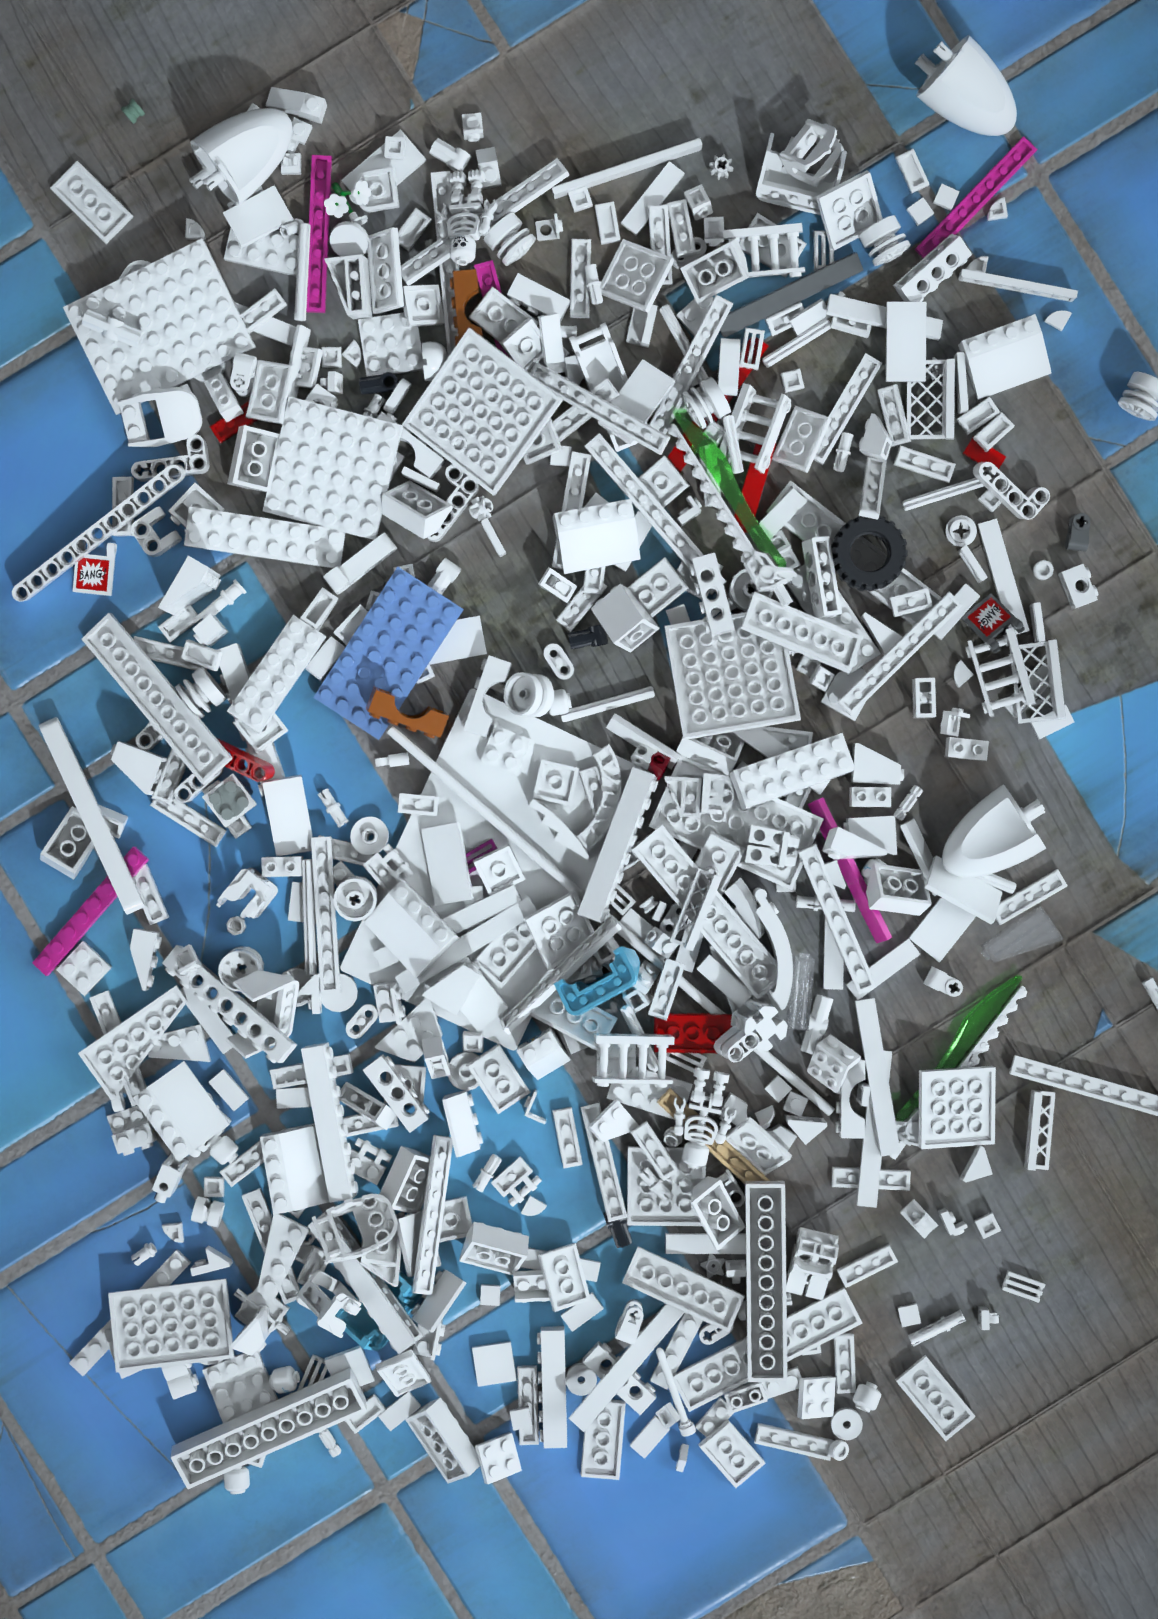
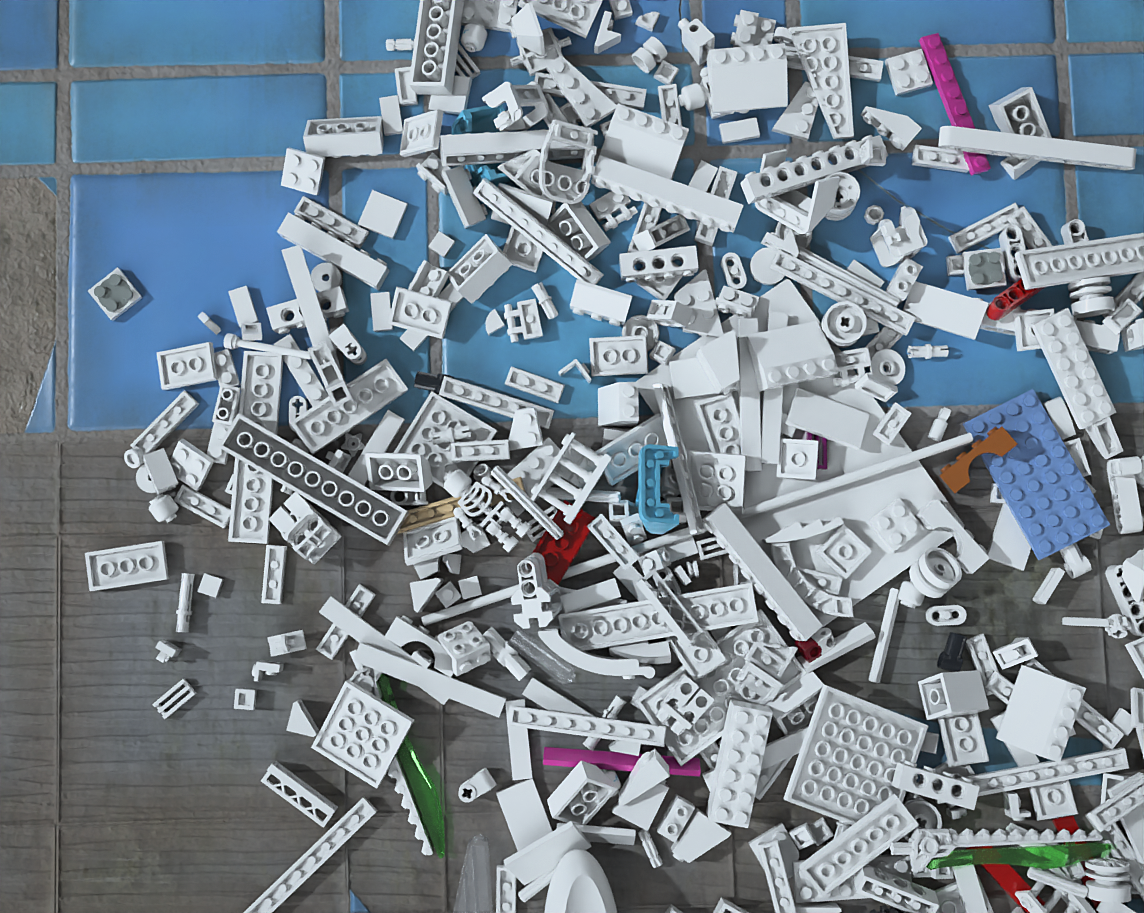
camera: 115 degrees right, 5 degrees down
(139, 765) = (1058, 210): white slope -> none
(210, 1021) = (807, 146): white tile -> none
(394, 836) = (876, 387): none -> white tile
(480, 587) = (1048, 585): none -> white tile
(521, 1418) = (324, 209): white tile -> none
(604, 1443) = (261, 266): white tile -> none
(665, 1322) = (330, 373): none -> white arch
(676, 1087) = (527, 503): none -> white axle
(705, 1557) = (115, 294): none -> light grey piece
(724, 558) = (956, 812): none -> white tile
(837, 1419) = (160, 471): none -> white hinge

